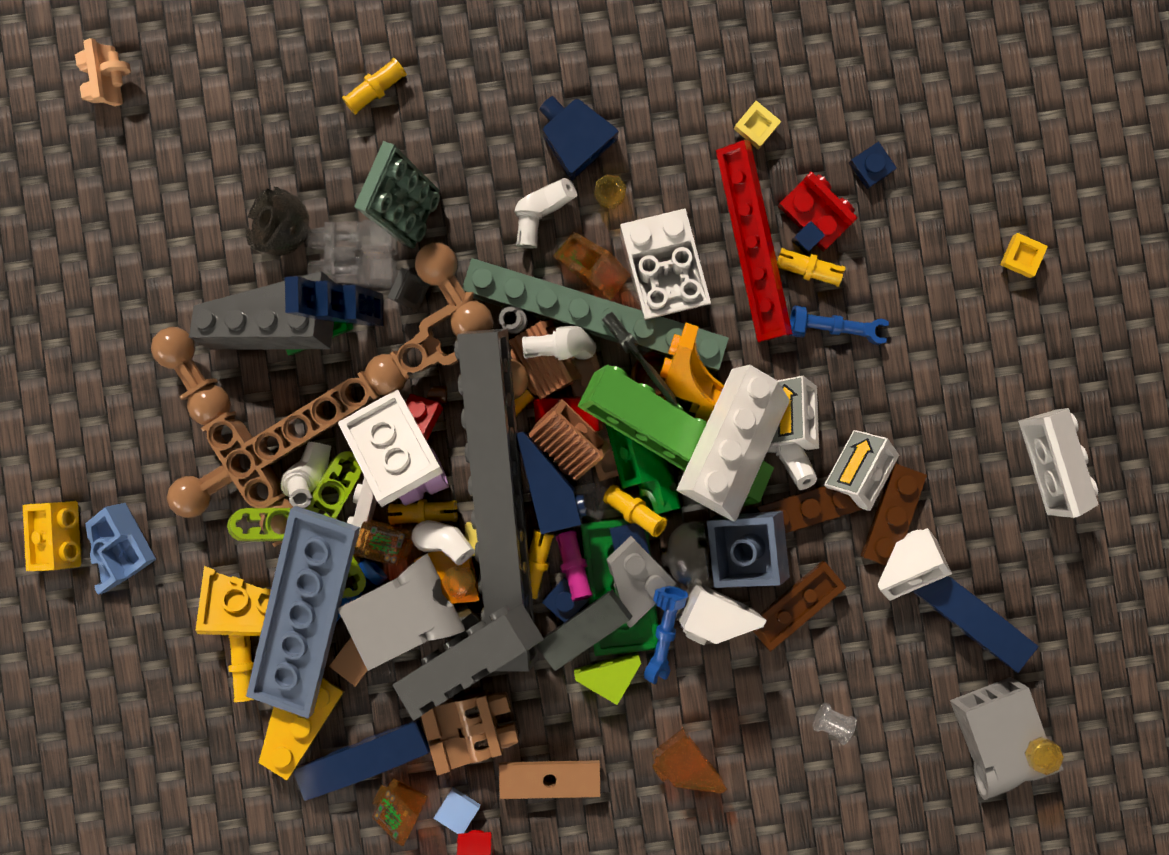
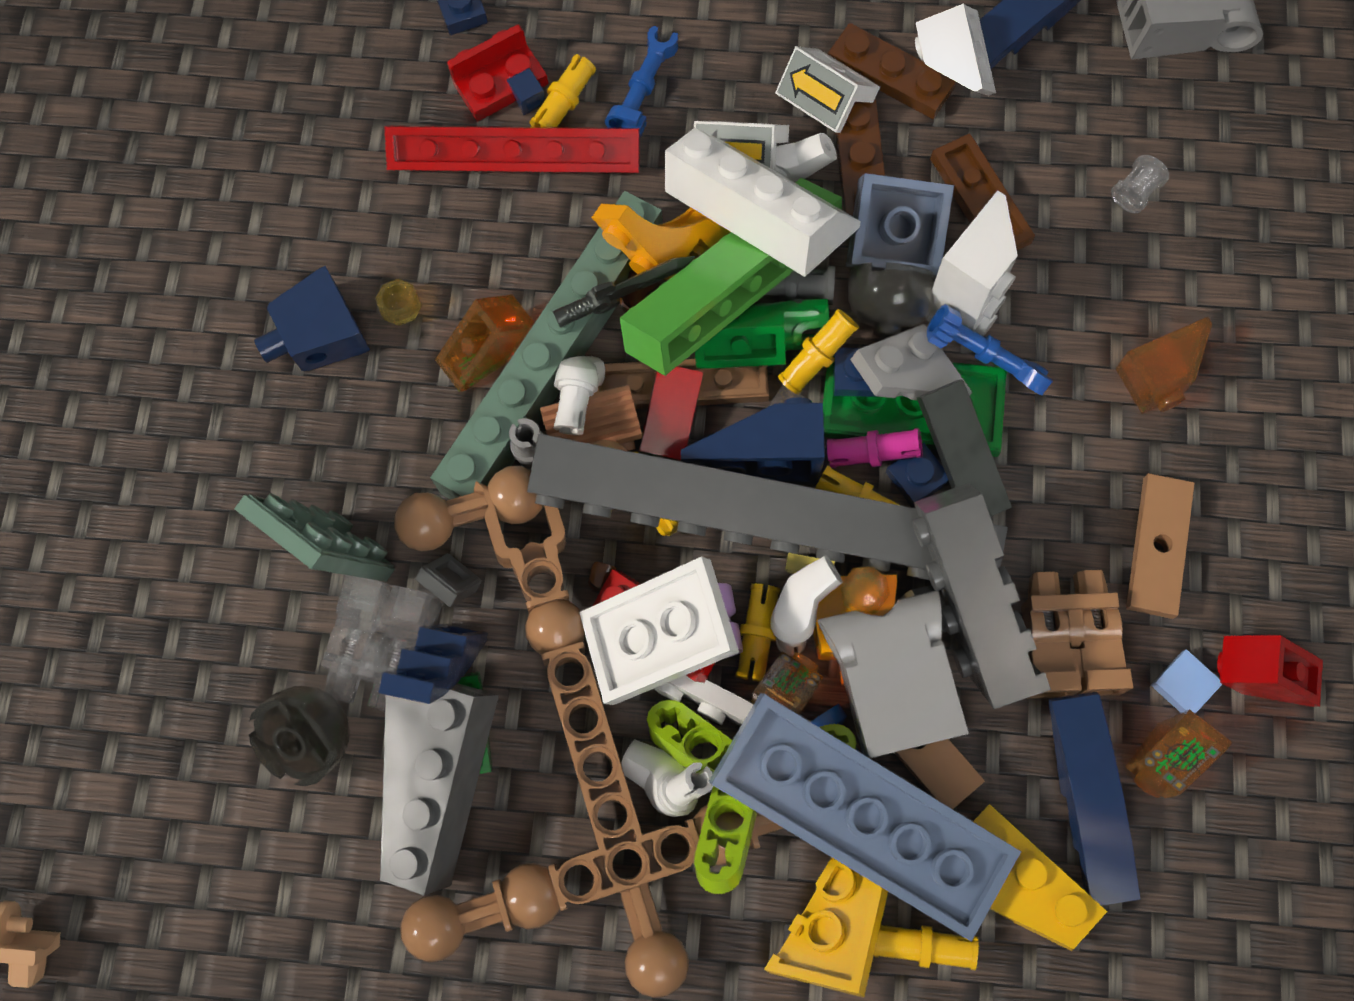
camera: 70 degrees left, 15 degrees down
(374, 86) = (161, 565): yellow pin -> none
(539, 204) = (388, 392): white arm -> none
(568, 440) = (704, 407): nougat brick -> none
(609, 677) = (1032, 433): lime slope -> none
(664, 264) = (509, 247): white slope -> none
(757, 125) = (370, 115): light yellow plate -> none

